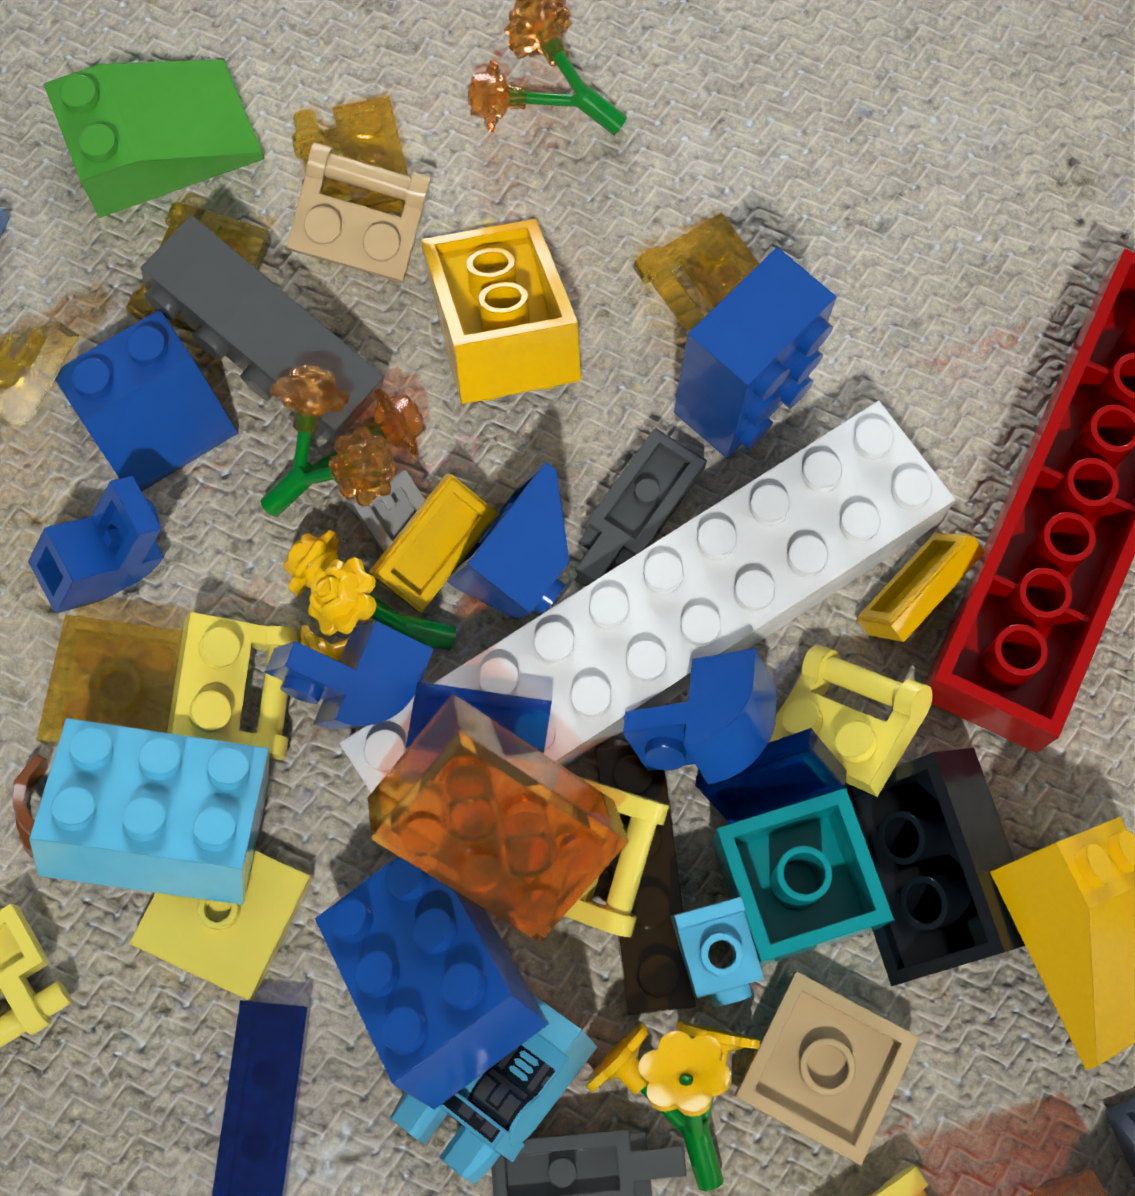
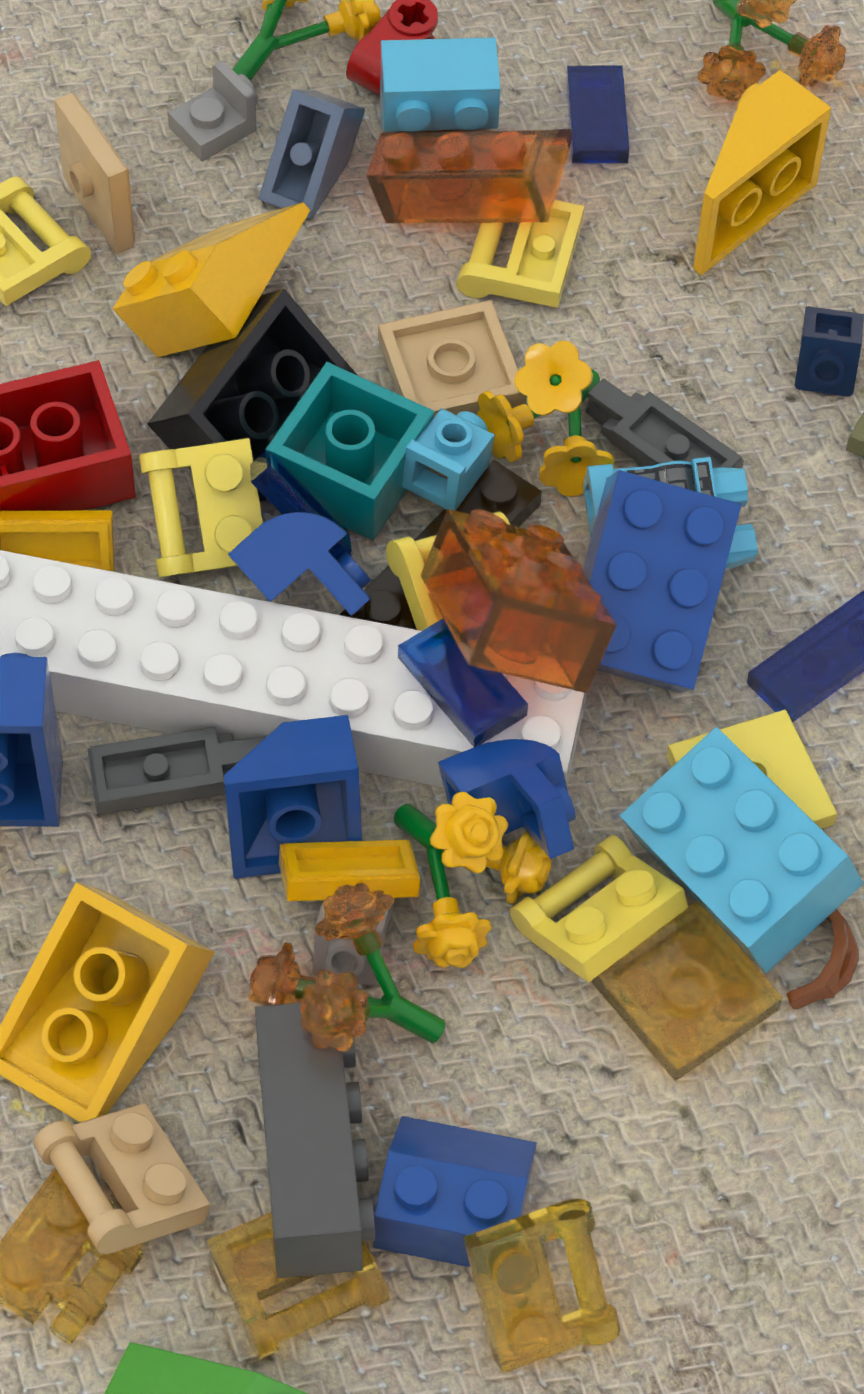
camera: 135 degrees left, 15 degrees down
(100, 553) = (605, 1096): blue brick -> none

